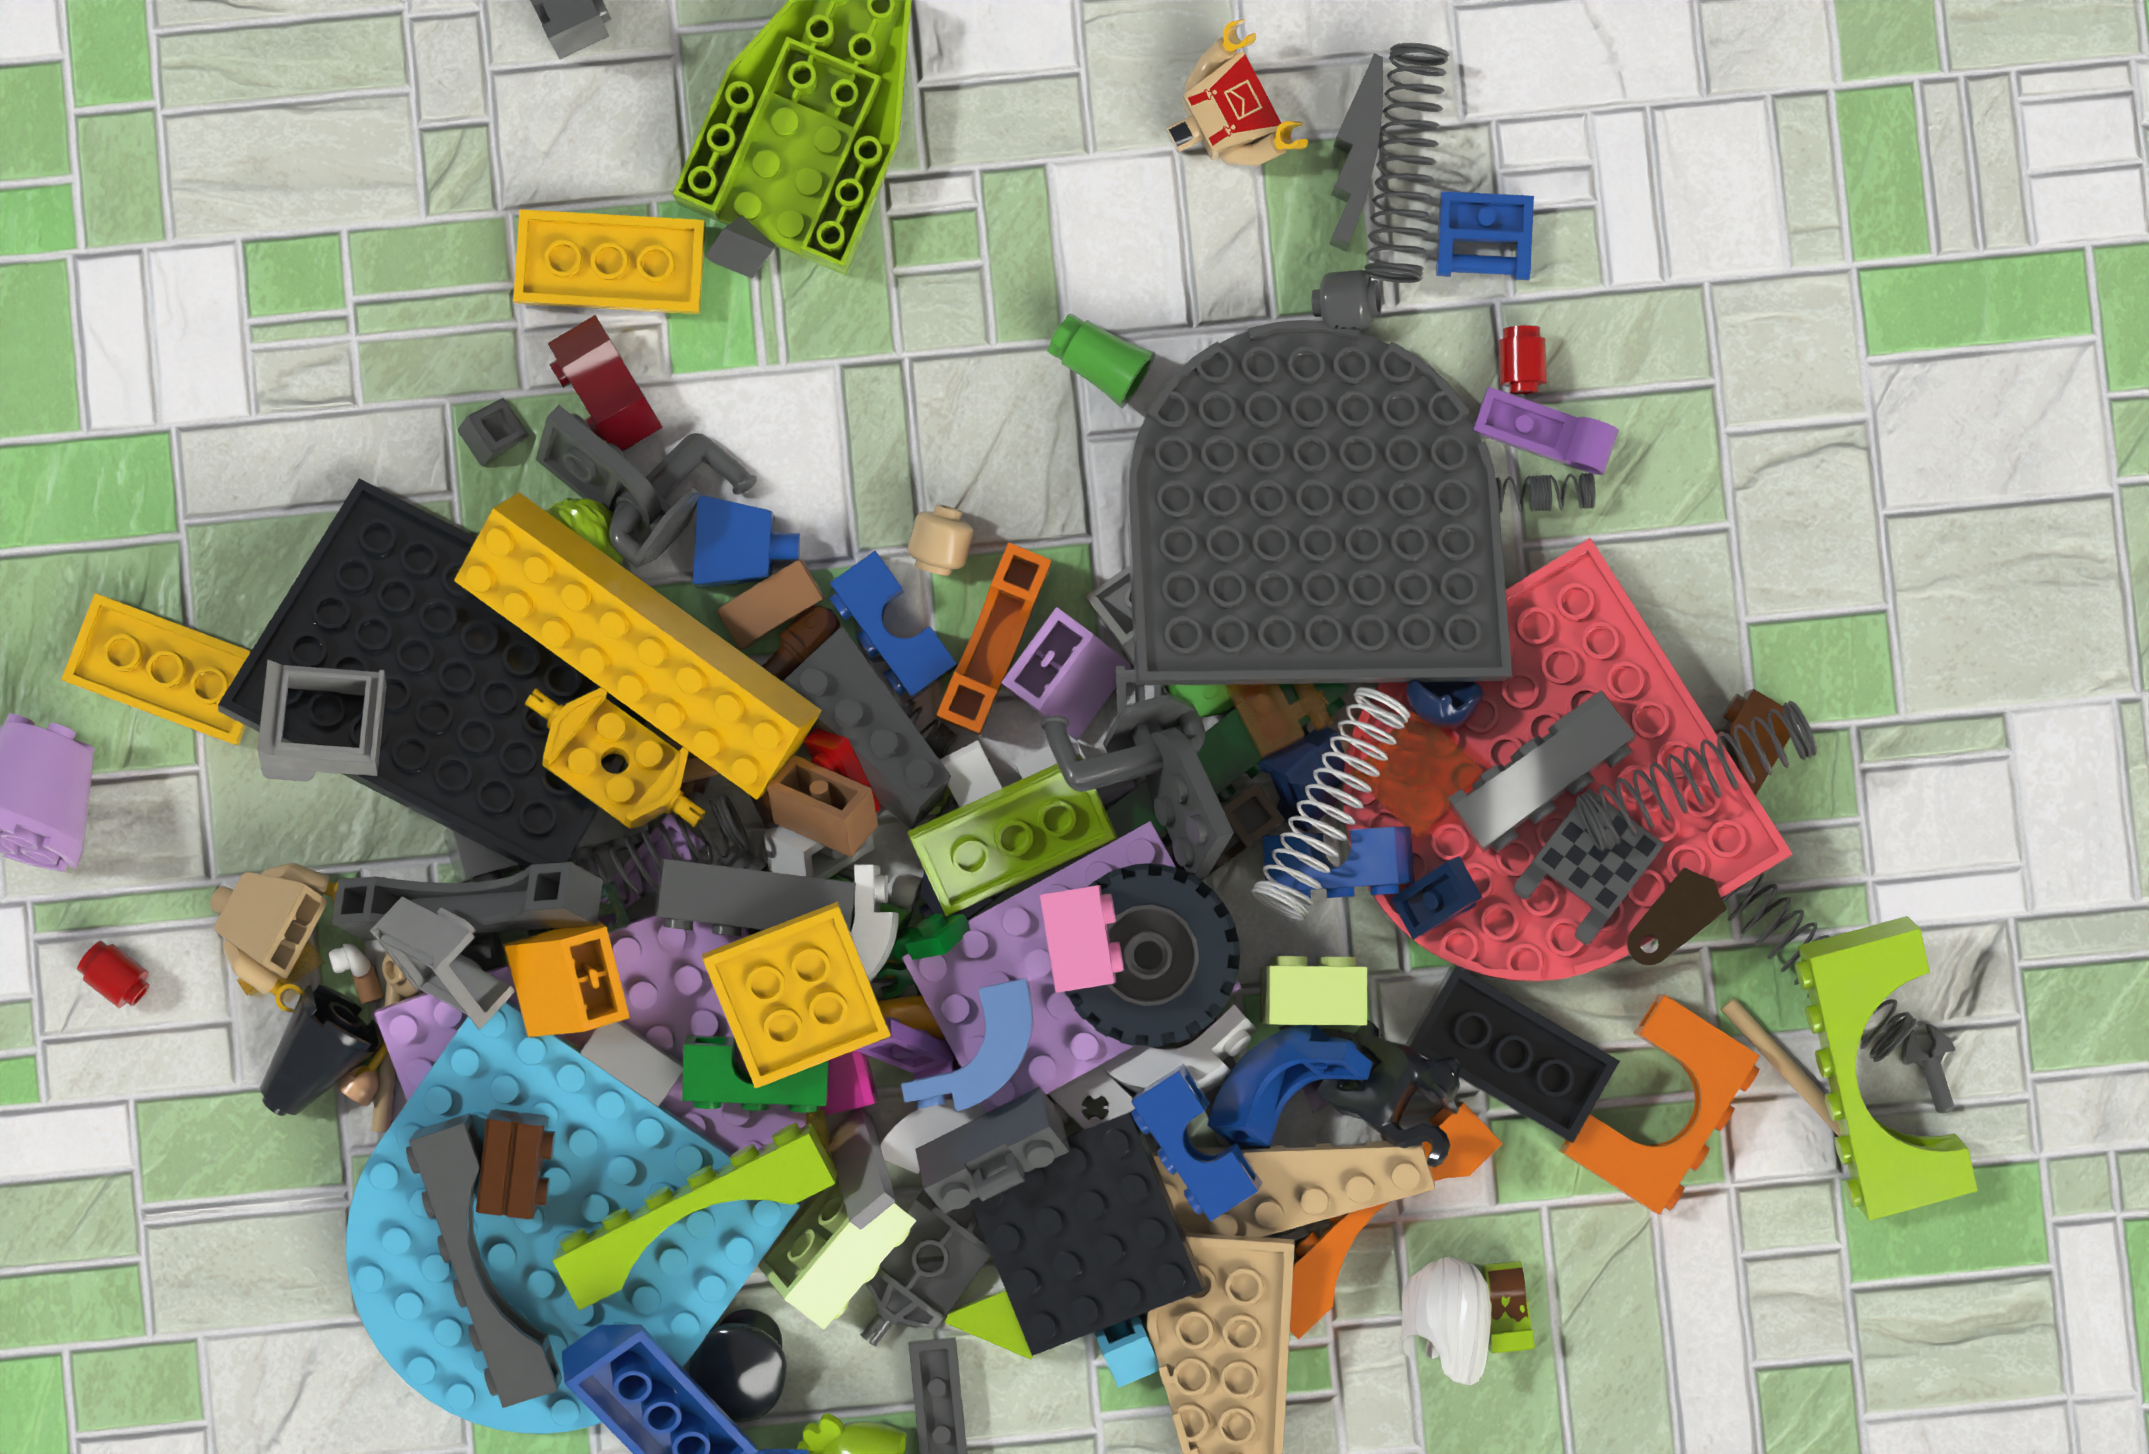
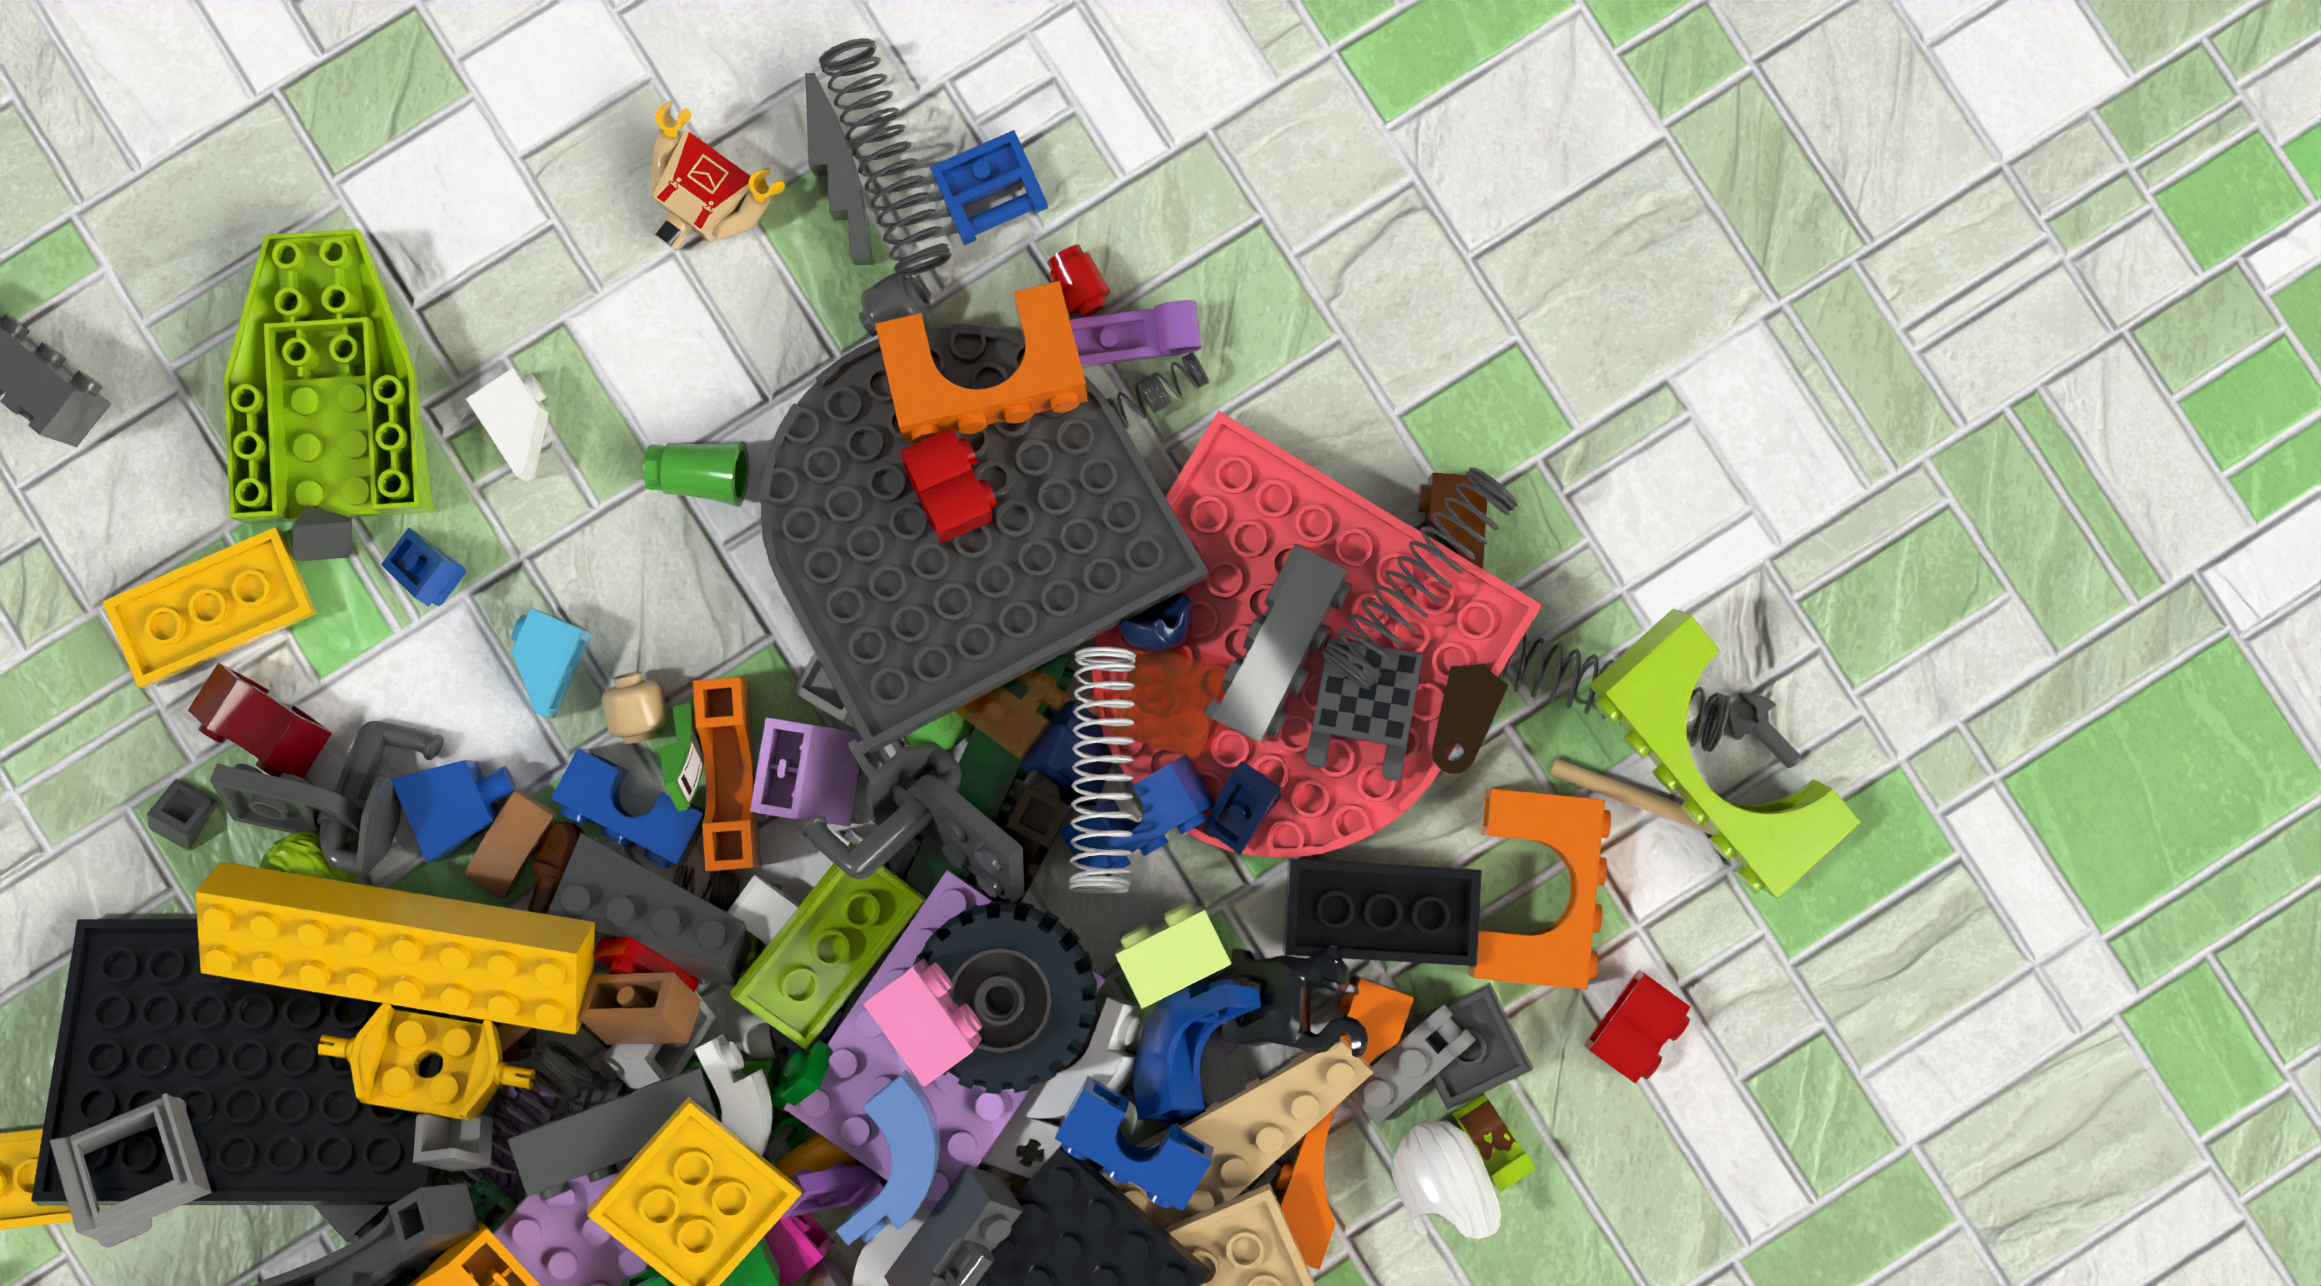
camera: 25 degrees left, 0 degrees up
(604, 841) = (453, 1142): none -> light grey panel
(814, 320) = (423, 568): none -> blue slope
(886, 455) = (547, 657): none -> medium azure slope
(961, 229) = (514, 419): none -> white slope
(964, 605) = (684, 760): none -> bright green slope
(1320, 483) = (947, 485): none -> red brick
(1341, 406) = (1045, 380): none -> orange arch
(1467, 1202) = (1410, 1065): none -> light grey plate
(1528, 1212) = (1490, 1059): none -> dark grey plate
(1687, 1272) = (1638, 1027): none -> red brick

